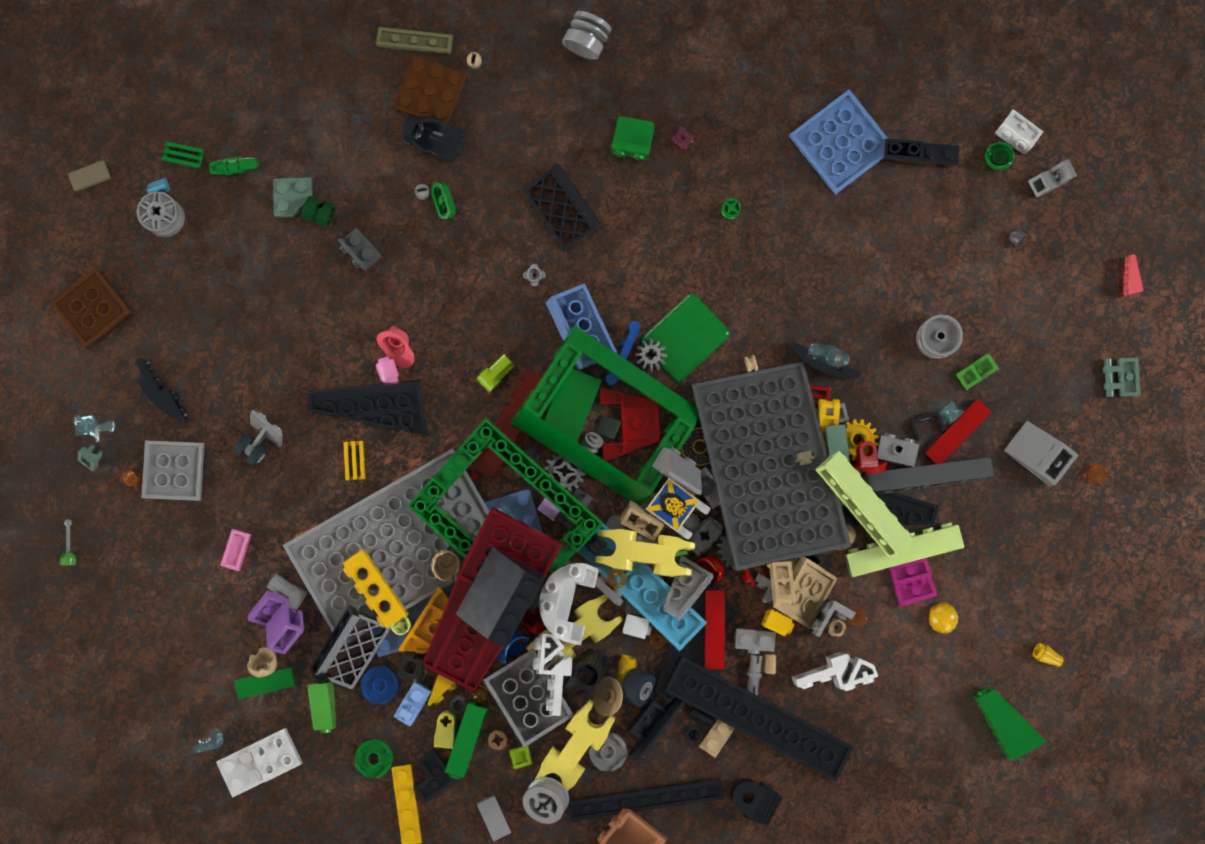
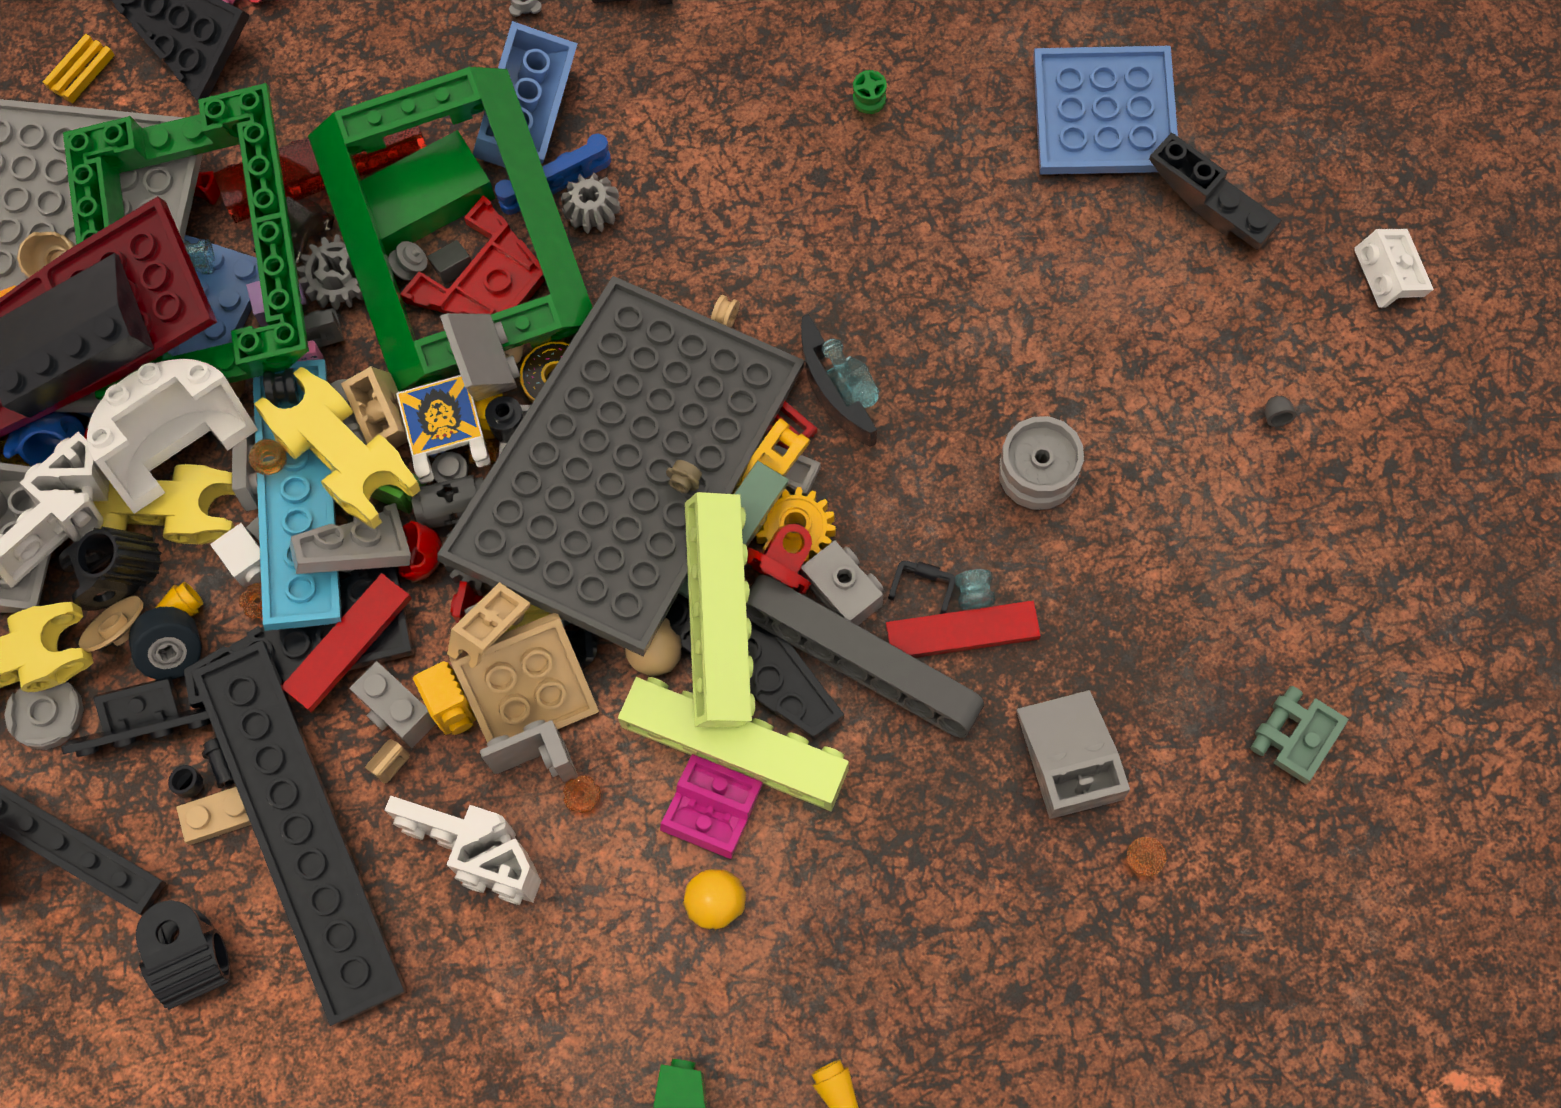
camera: 45 degrees right, 15 degrees down
(492, 376) = (350, 84): lime piece -> none
(689, 336) = (667, 221): green piece -> none
(754, 673) = (352, 759): light grey pin -> none
(836, 622) = (532, 775): tan plate -> none
(977, 371) = (1065, 563): bright green slope -> none
(999, 156) = (1335, 277): green hair -> none
(1052, 178) = (1396, 363): light grey brick -> none
(1132, 277) = (1422, 601): coral slope -> none

